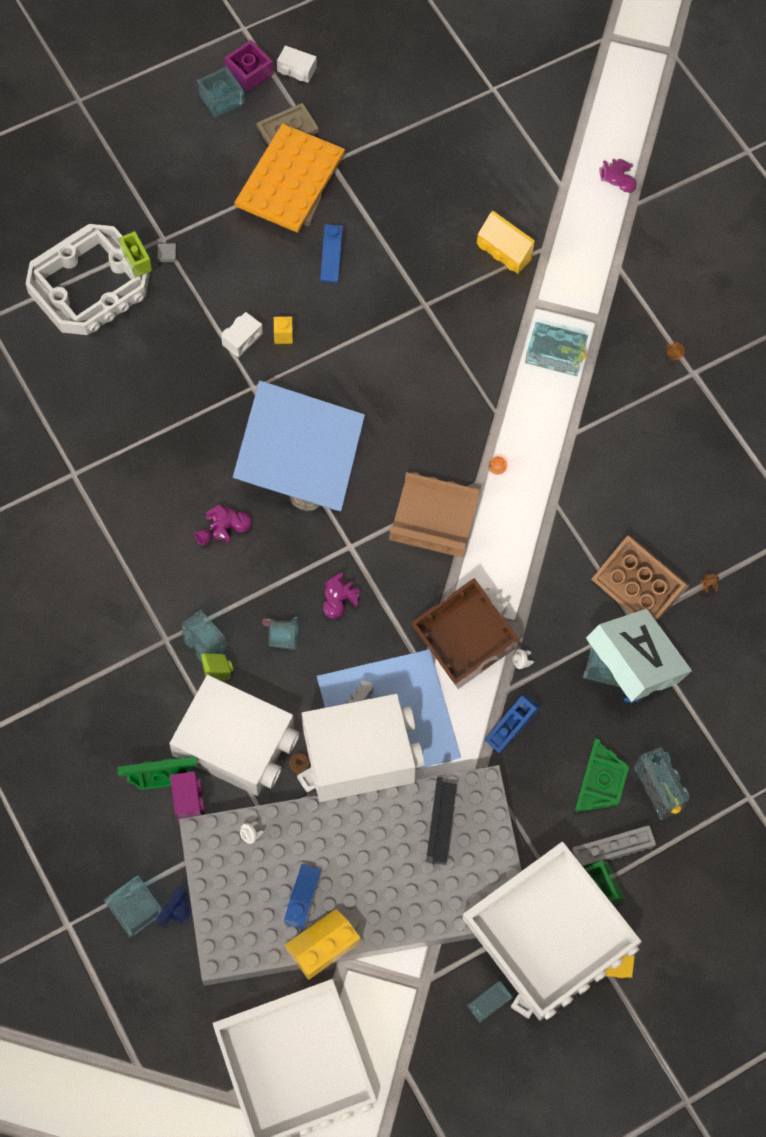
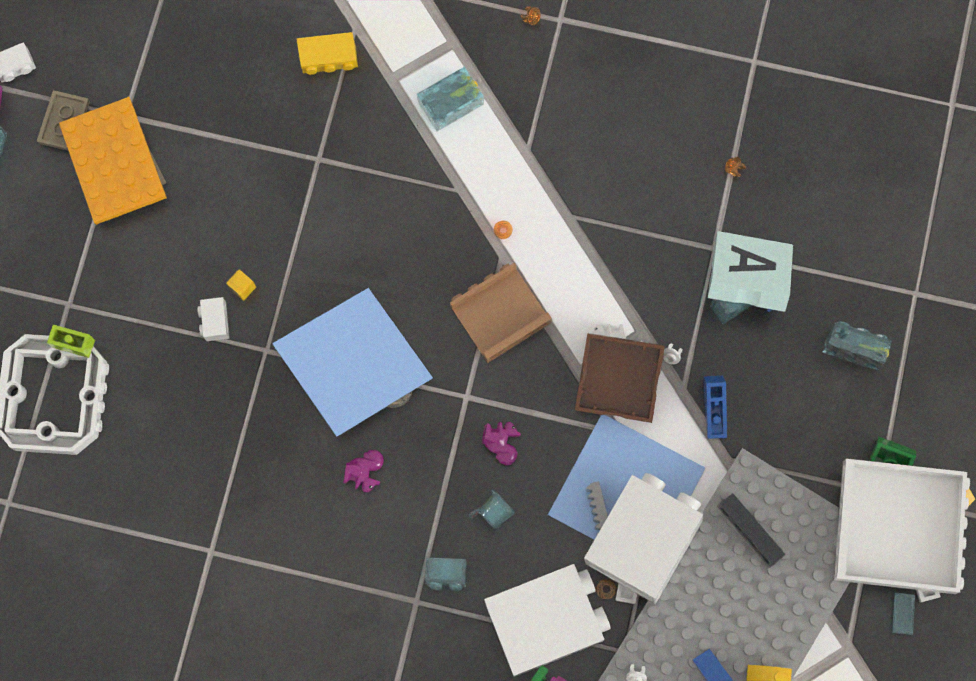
camera: 40 degrees left, 10 degrees up
(167, 252) = (85, 312): light grey tile -> none
(203, 536) = (358, 499): magenta hinge -> none
(217, 666) = (478, 584): lime slope -> none
(331, 253) = (209, 189): blue slope -> none
(602, 780) = (813, 383): green wing -> none
(614, 846) = (870, 422): light grey gear -> none
(639, 579) = (689, 214): medium nougat slope -> none

